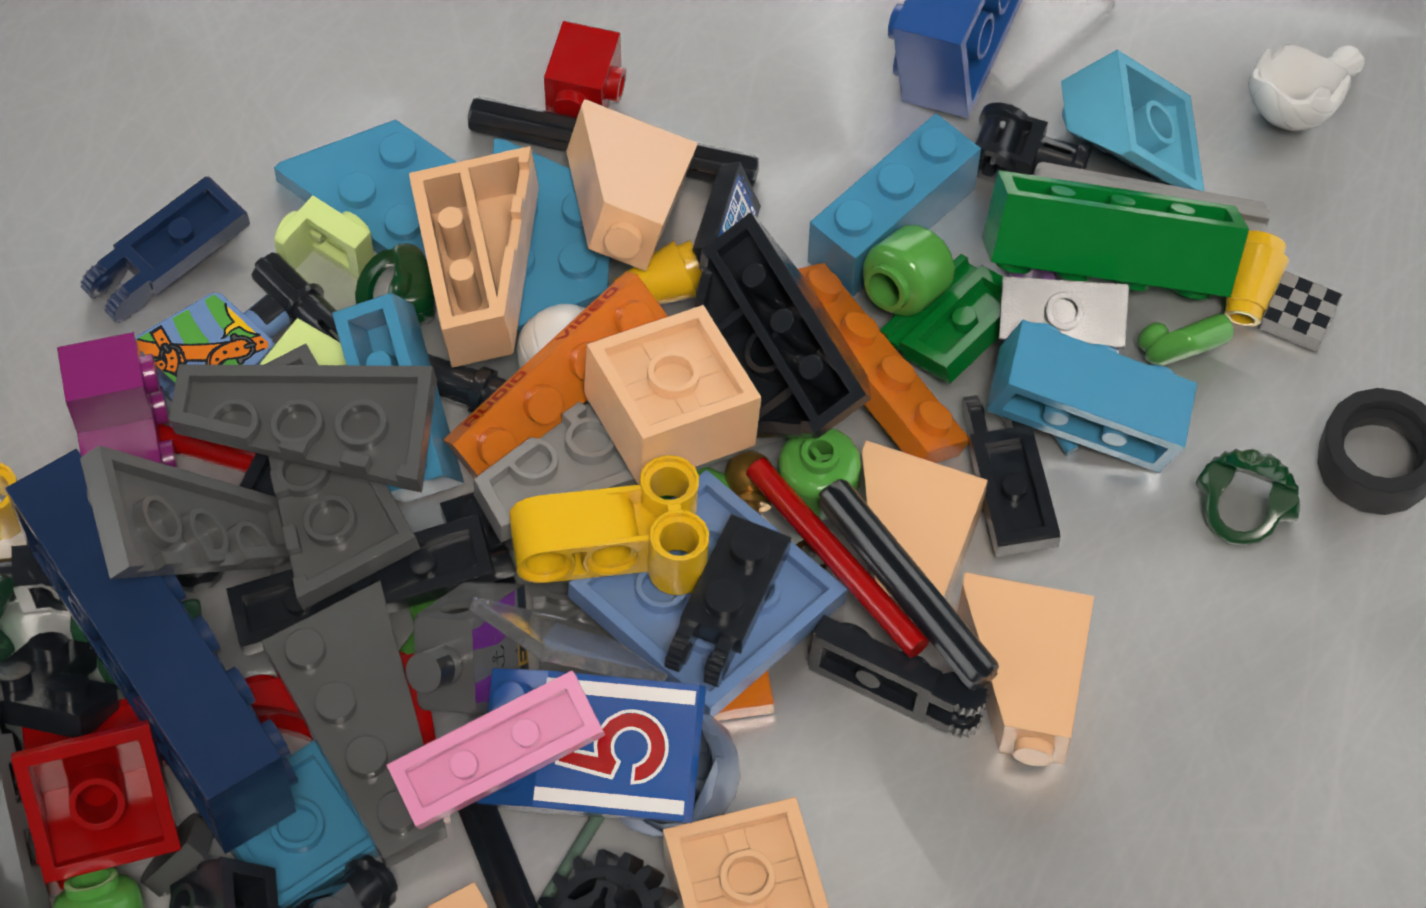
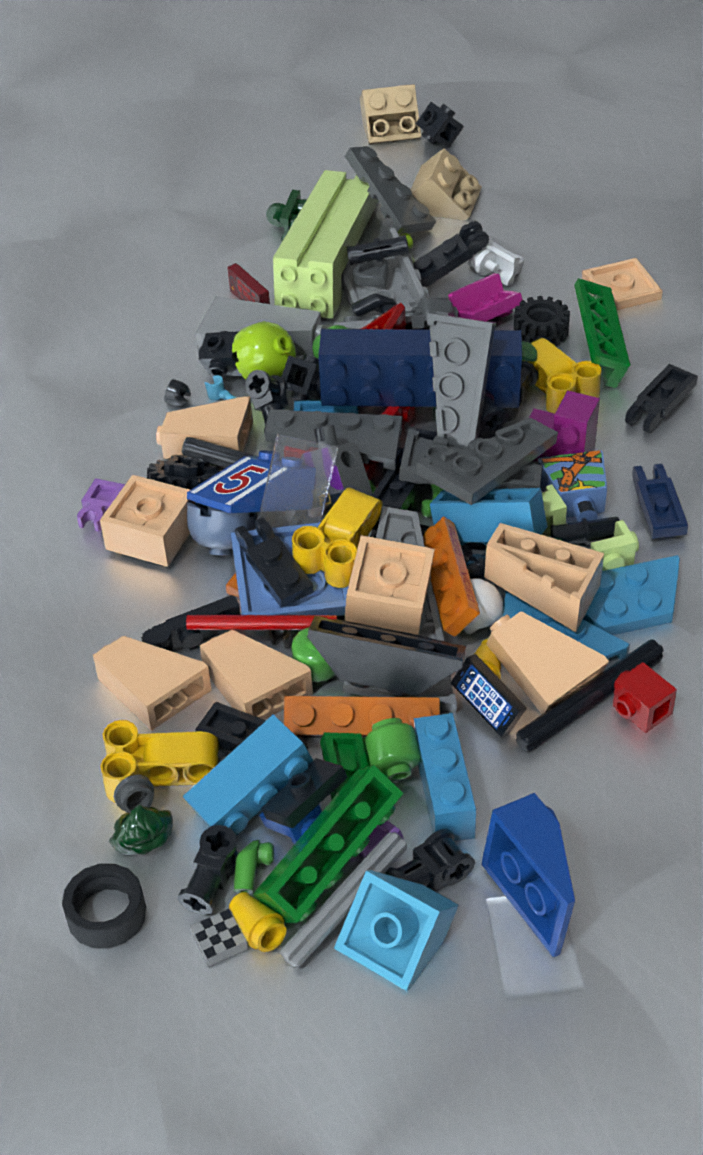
camera: 130 degrees right, 15 degrees down
(495, 750) = (260, 446): bright pink plate -> none
(908, 585) = (219, 632): black axle -> none
(1146, 552) = (161, 757): none -> yellow piece
(1222, 520) = (133, 792): none -> dark grey plate
(1236, 366) = (212, 868): none -> black connector
(1301, 87) = (353, 1035): white hair -> none

